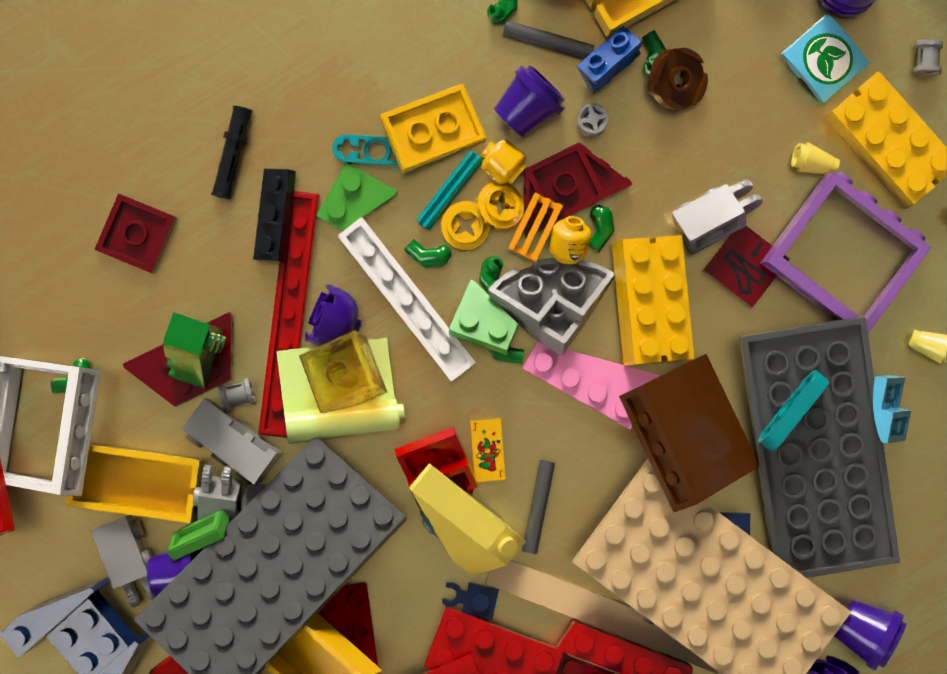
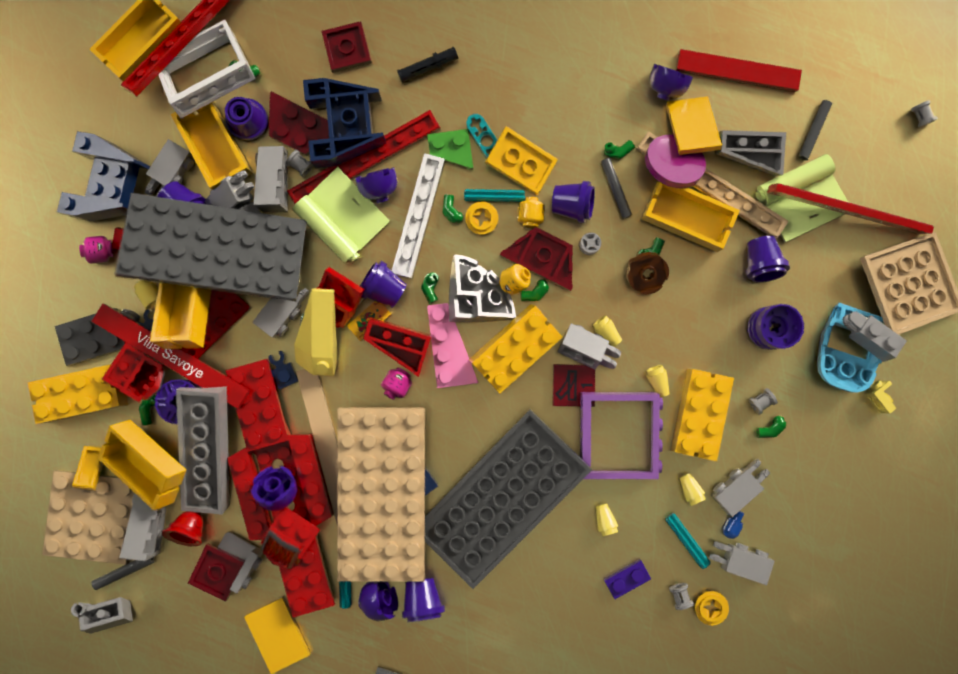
camera: 55 degrees right, 0 degrees up
(147, 423) = (249, 125): none -> dark purple piece
(192, 349) = (304, 117): green wedge -> none
(198, 534) = (205, 195): bright green tile -> none
(230, 297) = (347, 120): none -> dark blue wedge
(274, 215) = (410, 112): black plate -> none
(343, 373) = (351, 209): clear yellow slope -> none
(401, 557) = (278, 313): none -> light grey hinge
(460, 402) = (382, 285): none -> dark purple piece
(483, 321) = (436, 265): wing -> none
(490, 271) = (467, 249): green arm -> none
(509, 198) = (514, 231): yellow gear -> none
(524, 250) = (505, 247): light orange tile -> none
(538, 506) = (358, 370): dark grey piece -> none
(544, 433) = (398, 342): none -> red wedge
(589, 473) = (396, 383): none -> dark pink head
(609, 59) = (630, 228): blue bracket -> none
(689, 433) = (456, 420): reddish brown panel -> none
(708, 176) = (607, 329): none -> light yellow cone
(793, 410) = (516, 468): teal beam -> none
(825, 58) = (719, 345): slope -> none
(889, 418) = (547, 524): medium azure slope -> none

